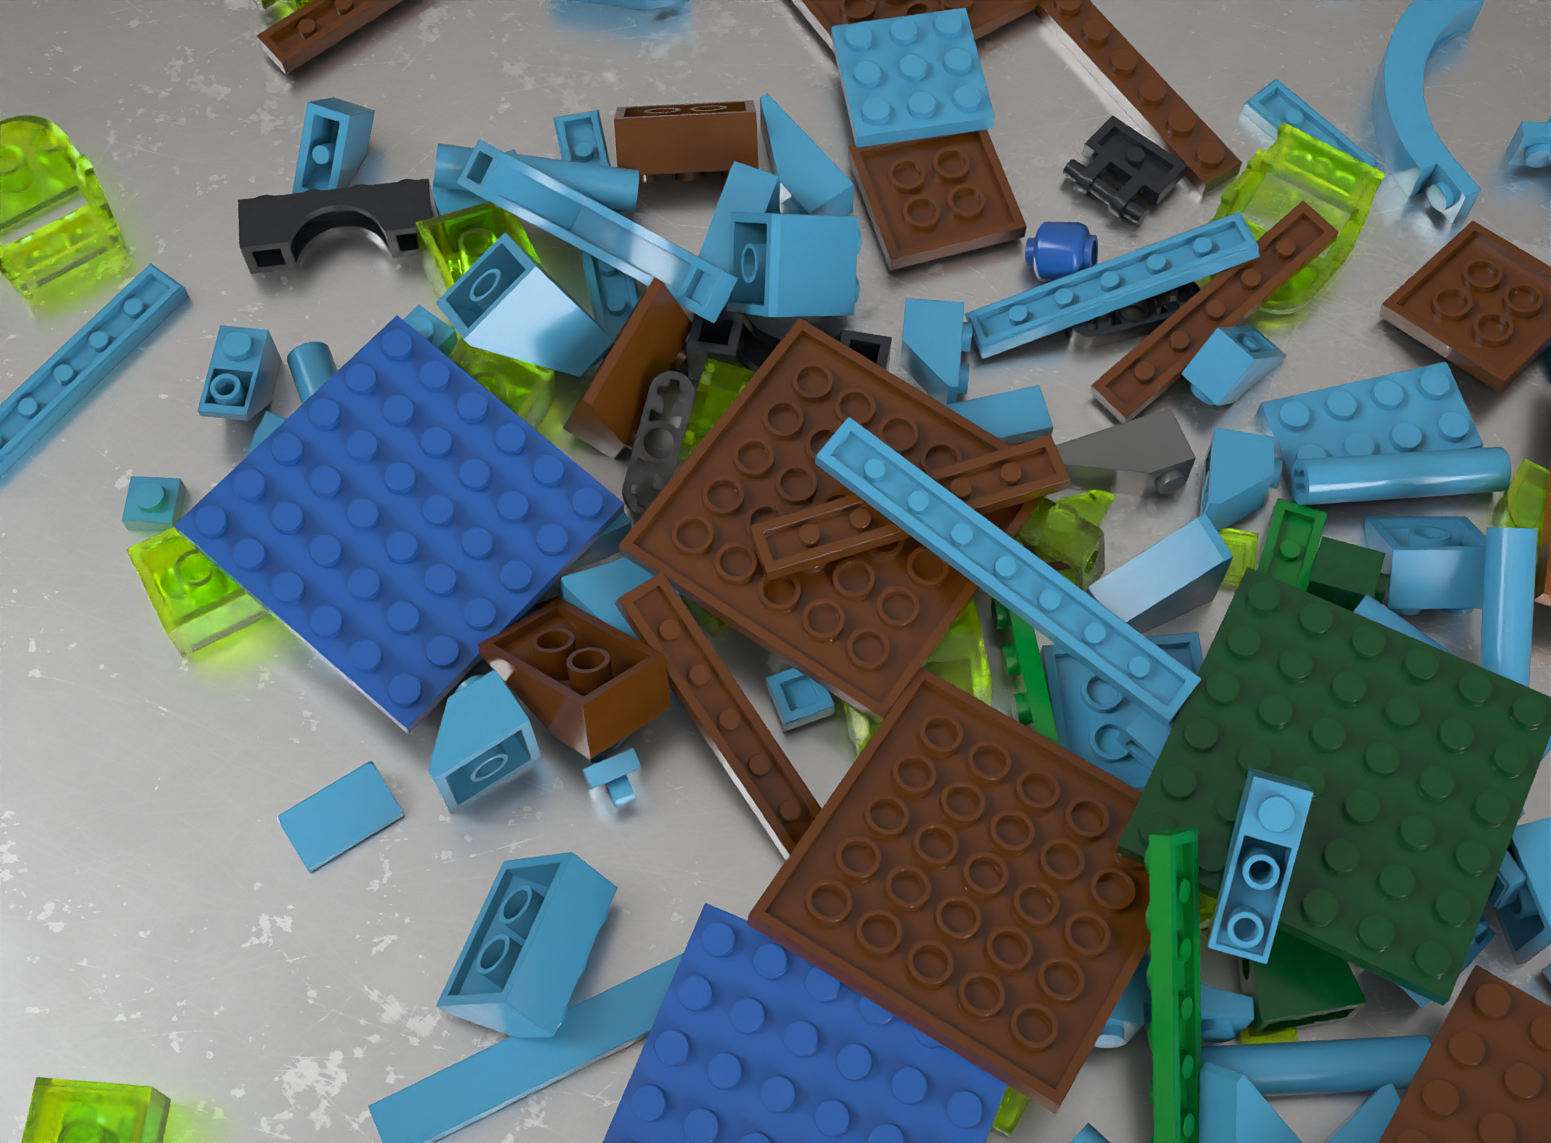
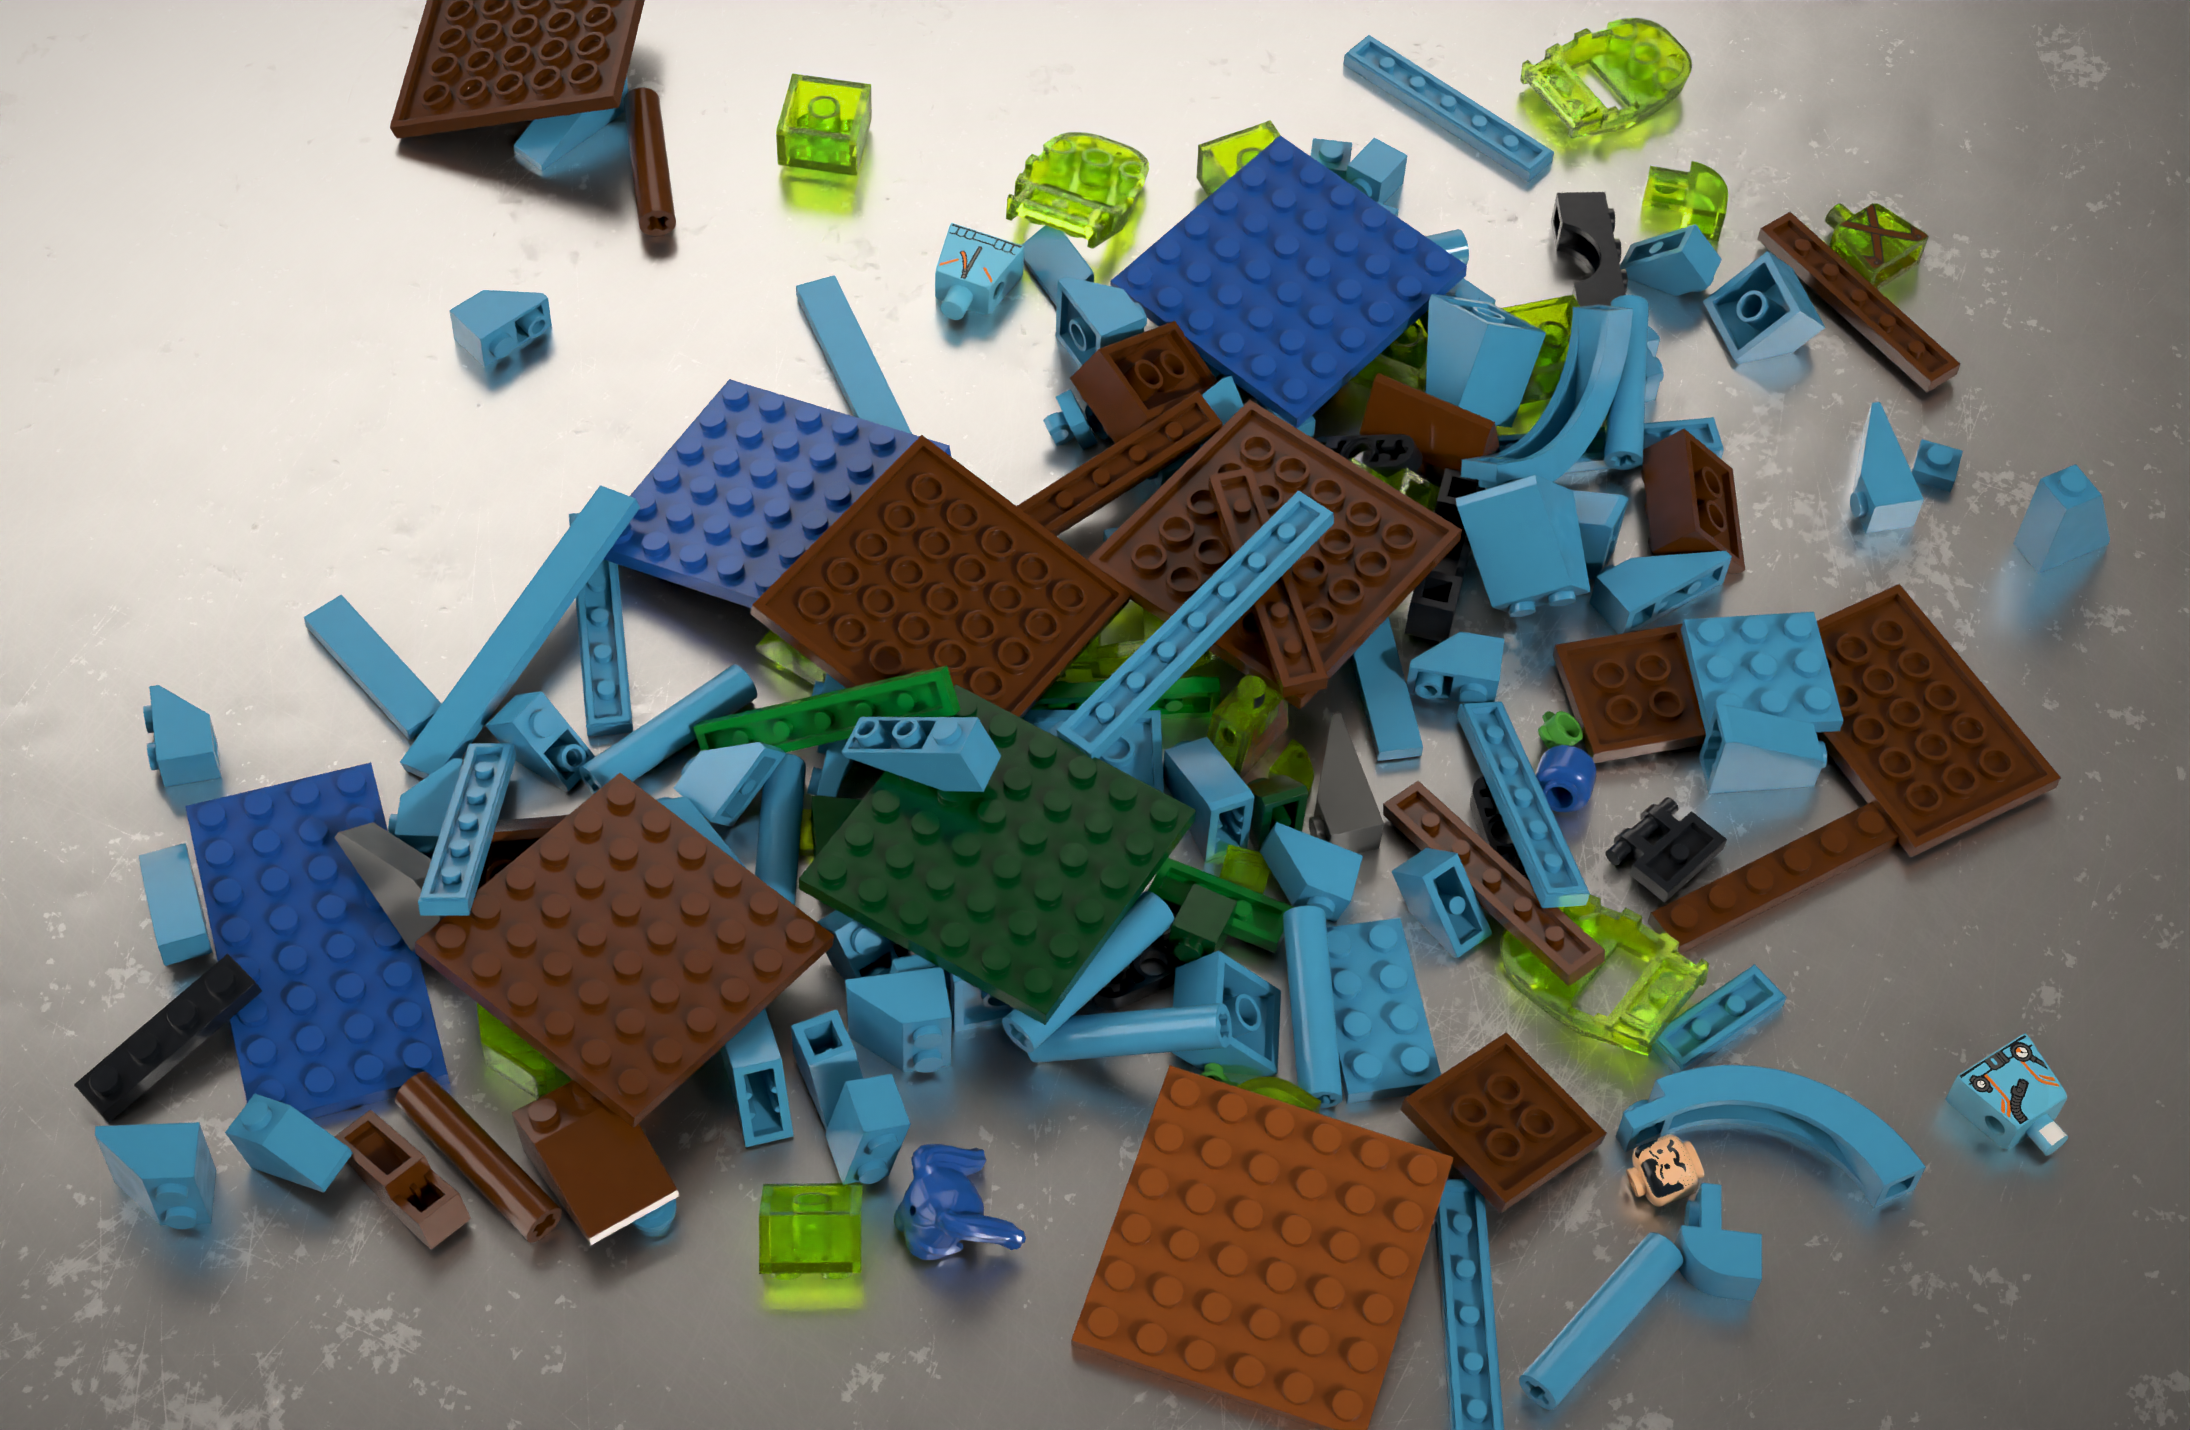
camera: 90 degrees right, 10 degrees down
(177, 773) = (1080, 186): none -> clear neon green slope
(190, 447) = (1377, 170): none -> dark azure brick
(233, 119) = (1697, 194): none -> clear neon green brick
(240, 374) = (1433, 198): dark azure slope -> none
(362, 917) = (975, 271): none -> medium azure torso
(405, 67) = (1763, 311): none -> dark azure slope
(529, 945) = (935, 362): dark azure slope -> none
(1000, 258) = (1559, 729): none -> bright green plate
(1014, 85) = (1759, 752): none -> dark azure slope
(1163, 510) = (1279, 801): none -> dark green slope
(1501, 174) = (1665, 1170): none -> light nougat head

